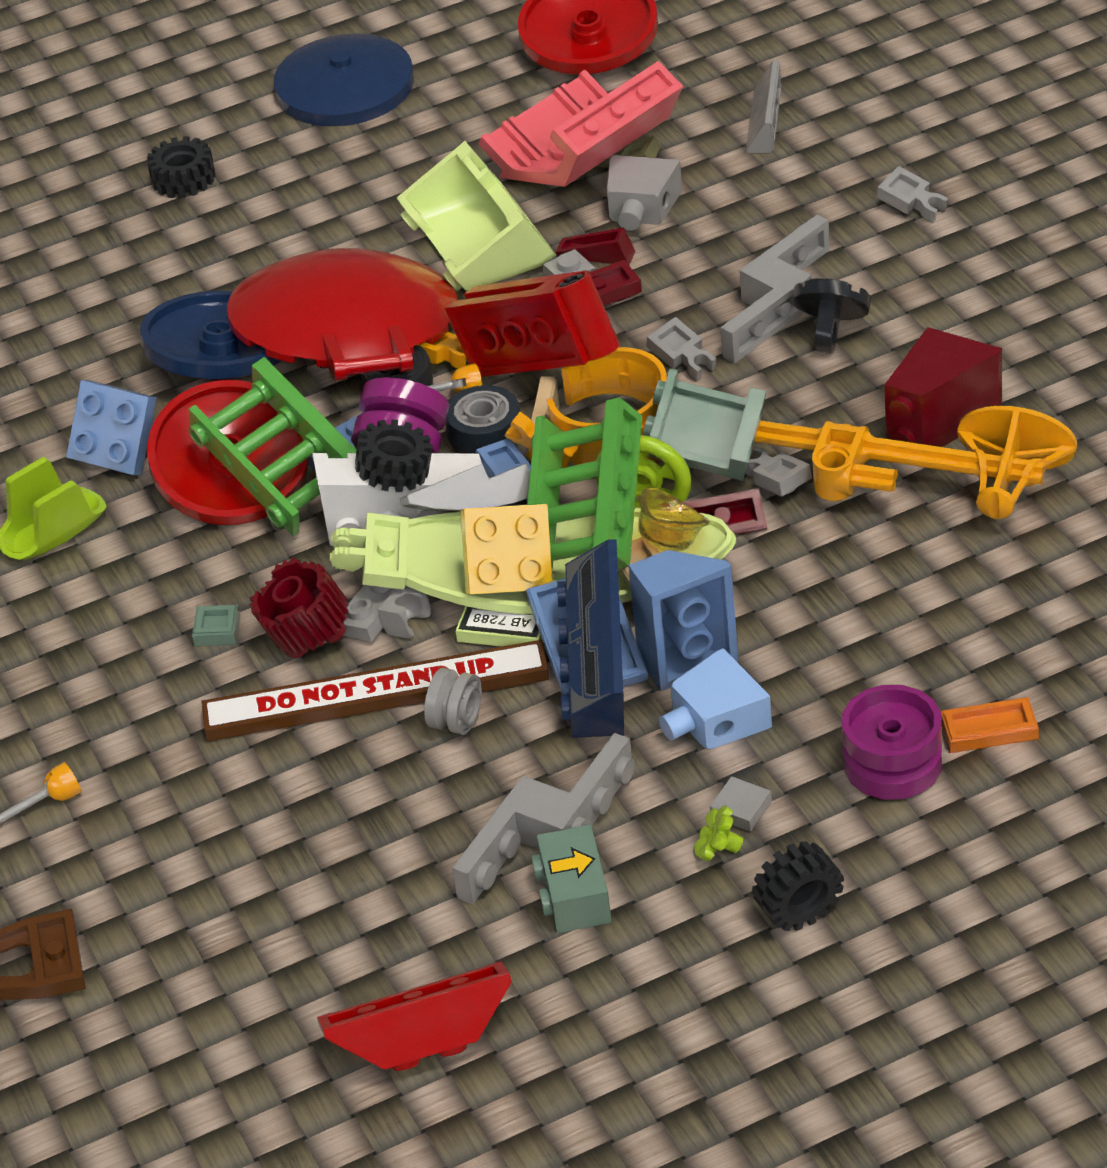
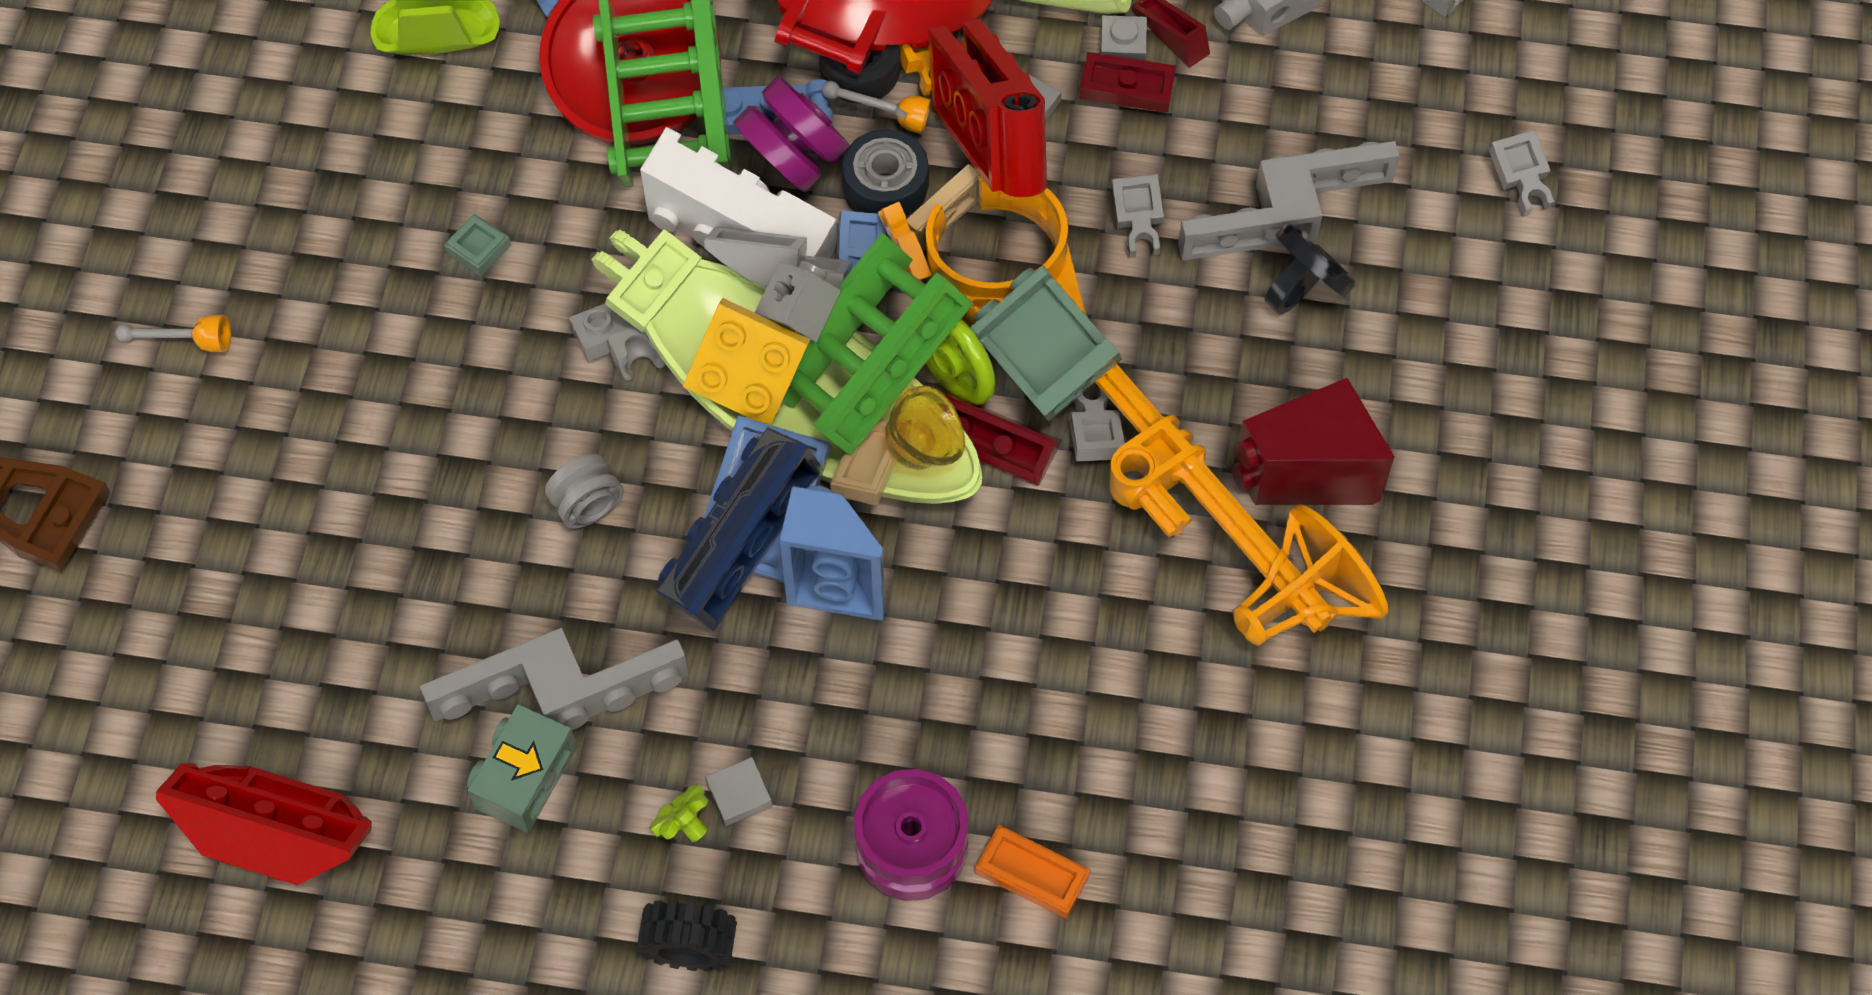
camera: 30 degrees right, 20 degrees up
(300, 607) = (540, 288): dark red brick -> none
(366, 691) = (543, 420): tile -> none
(409, 460) = (739, 157): black tyre -> none
(496, 628) = (698, 428): tile -> none
(511, 482) = (799, 299): none -> light grey brick
(717, 703) = (805, 664): light blue torso -> none

